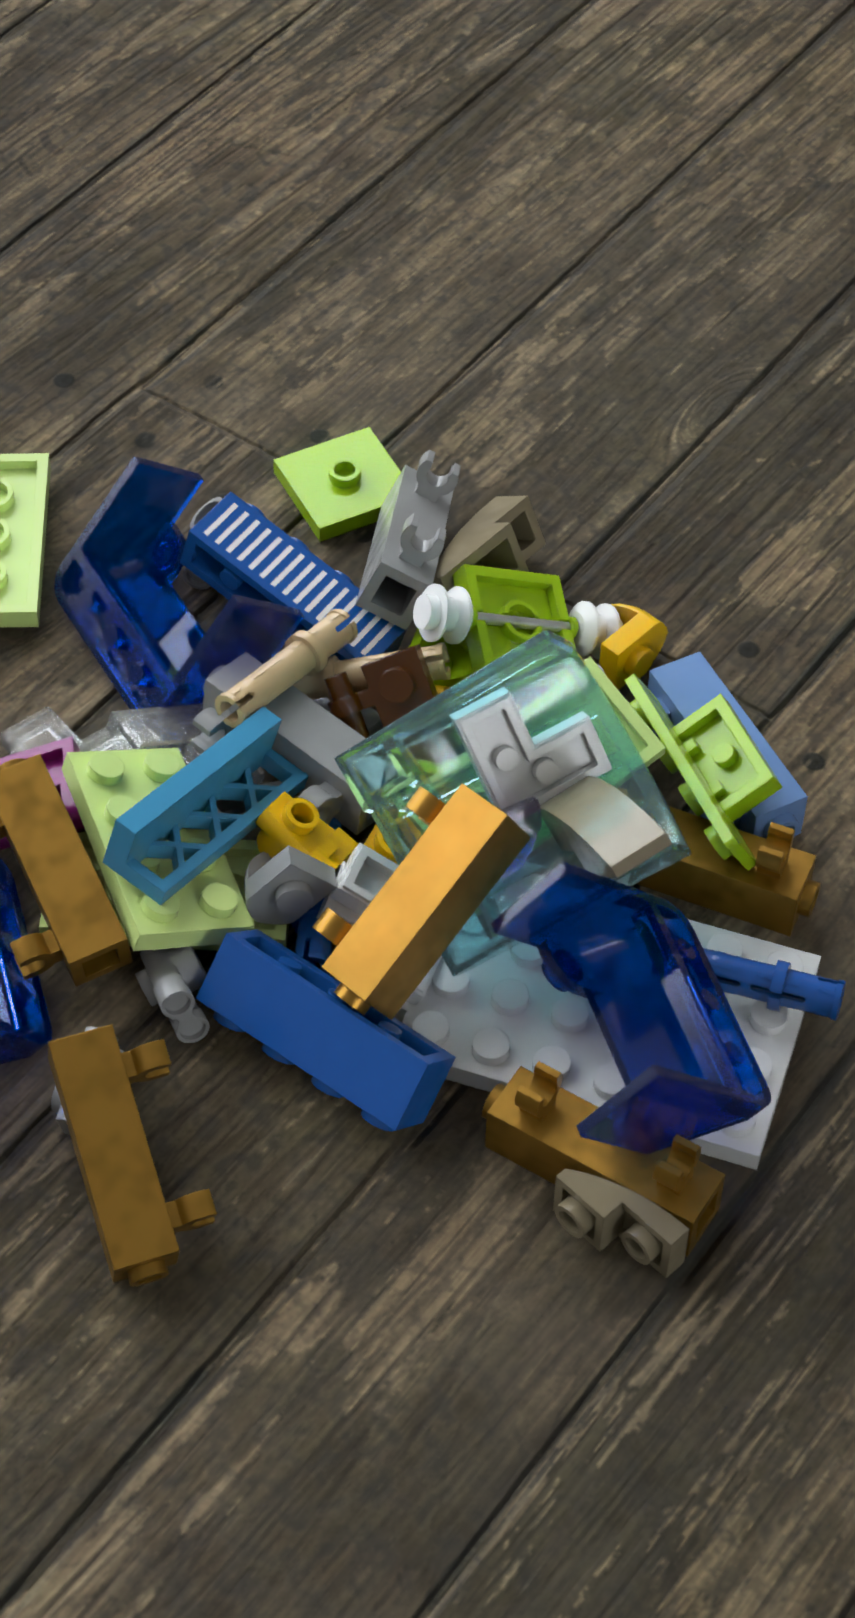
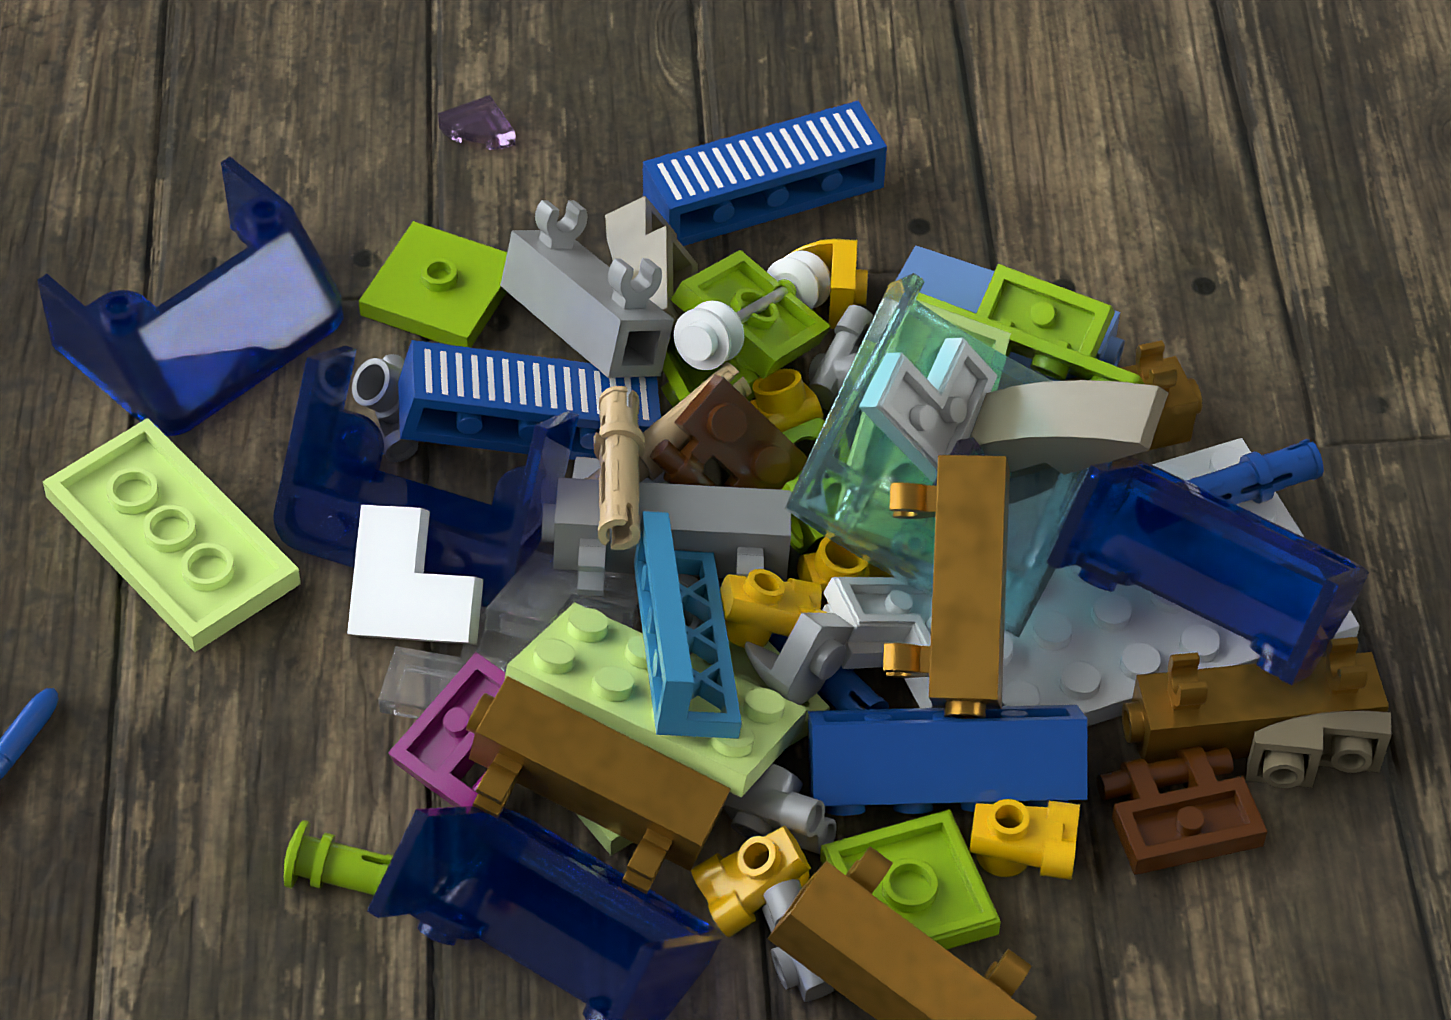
camera: 40 degrees left, 0 degrees up
(76, 666) = (393, 594): none -> white tile
(99, 1006) = (738, 881): none -> yellow plate
(180, 418) = (214, 335): none -> clear blue windscreen
(212, 1106) = (930, 878): none -> lime plate
(327, 1128) = (1016, 836): none -> yellow plate
(462, 1205) = (1184, 824): none -> reddish brown plate
(492, 386) = (479, 123): none -> clear purple tile
(656, 538) = (767, 173): none -> blue brick

